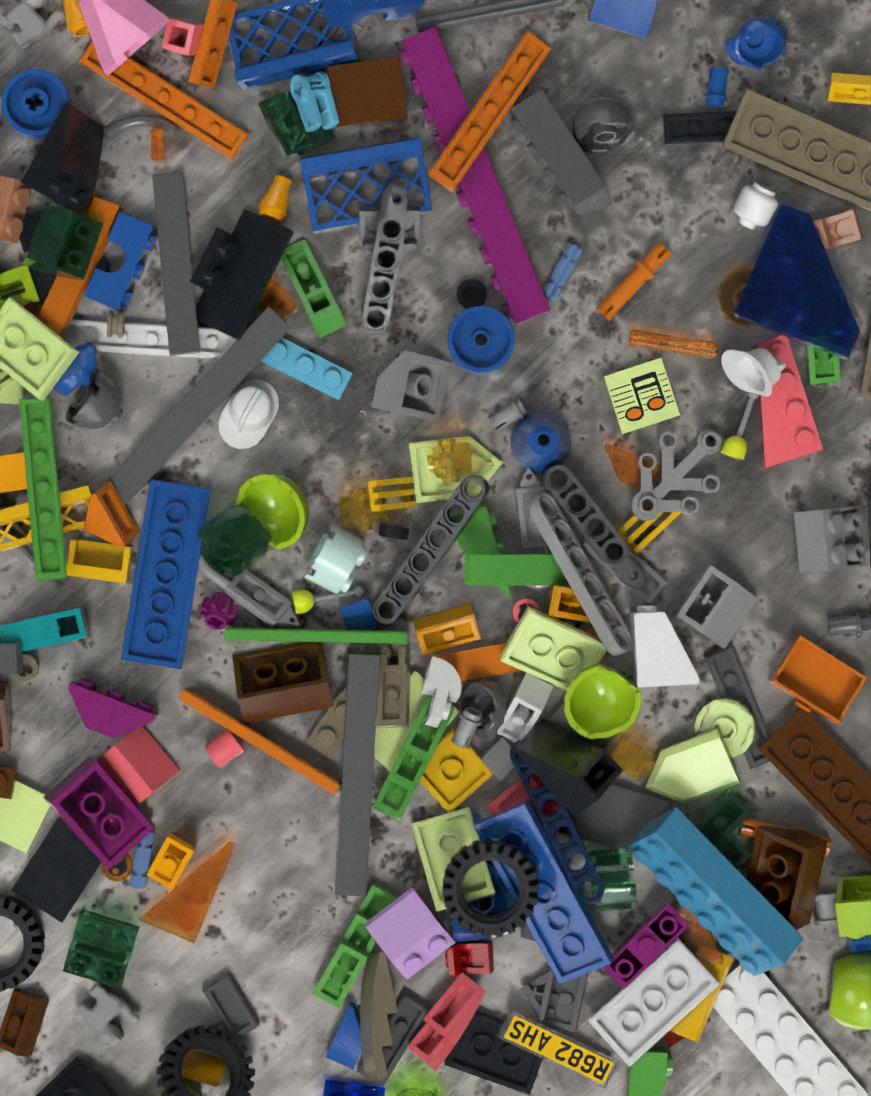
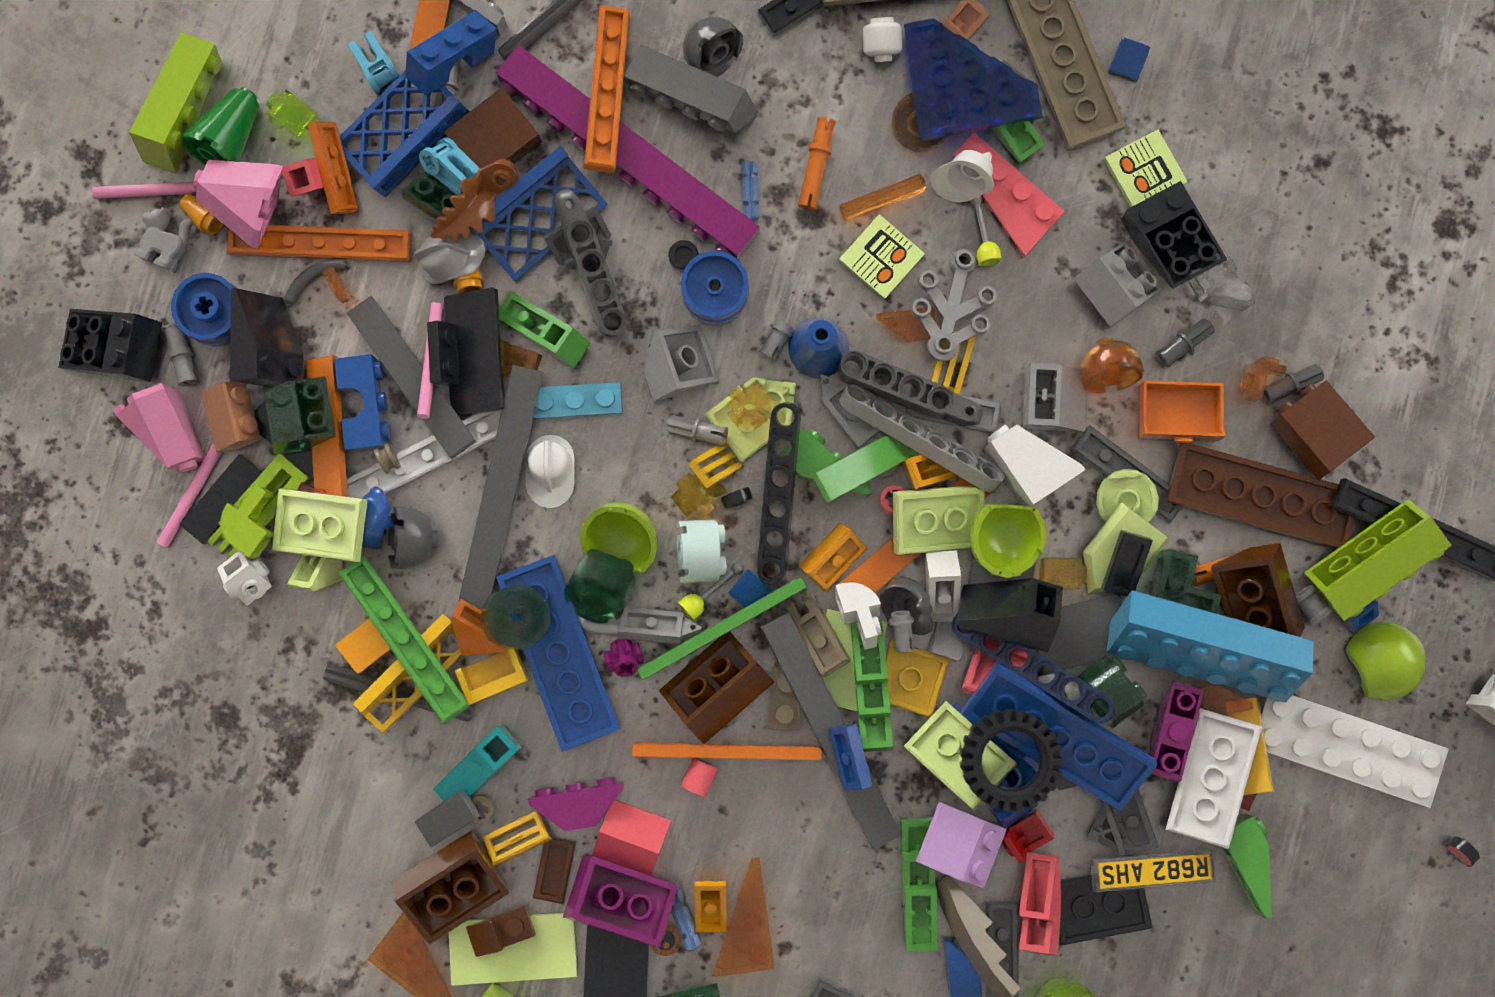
camera: 30 degrees left, 5 degrees down
(41, 697) = (522, 848): none -> yellow tile
(58, 753) = (554, 870): none -> reddish brown tile
(152, 509) = (525, 602): none -> clear green brick
(184, 282) = (426, 387): none -> bright pink bar
(270, 179) = (450, 259): none -> light grey piece
(318, 148) = (475, 202): none -> dark orange plant
(360, 806) = (850, 757): none -> blue plate
(394, 453) = (697, 430): none -> light grey axle
(690, 782) = (1126, 563): none -> black tile
(780, 605) = (1111, 364): none -> clear orange cylinder

